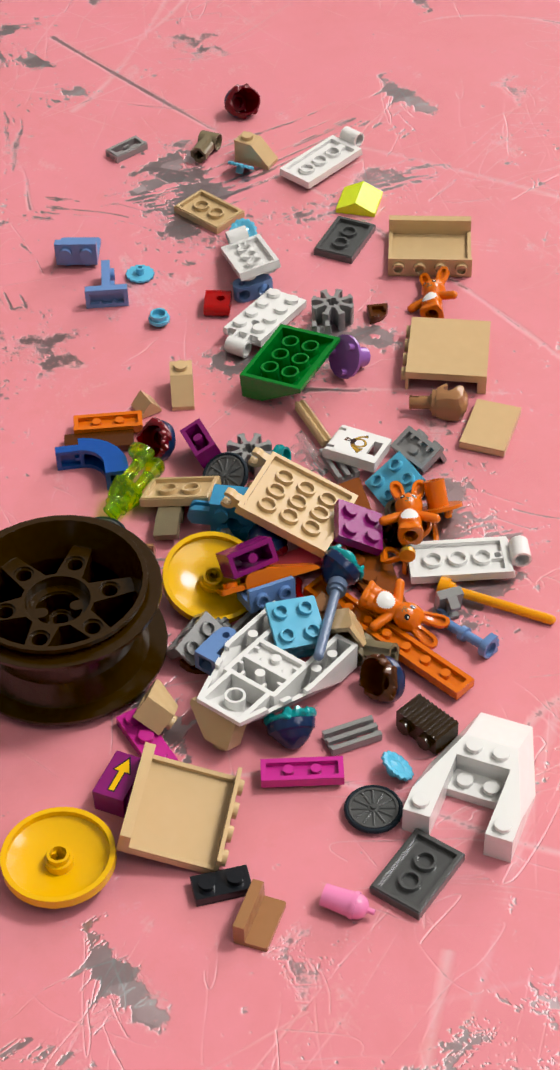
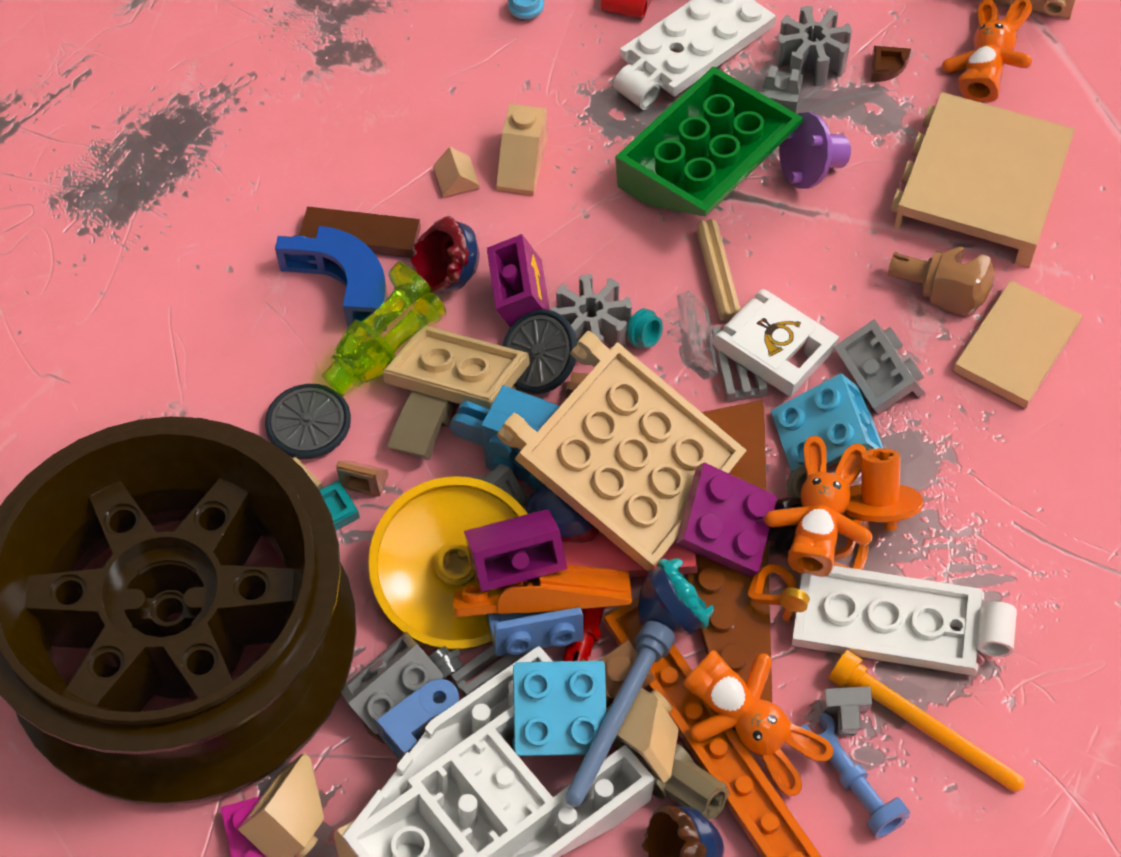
camera: 15 degrees right, 15 degrees up
(108, 422) = (384, 197): orange plate -> none

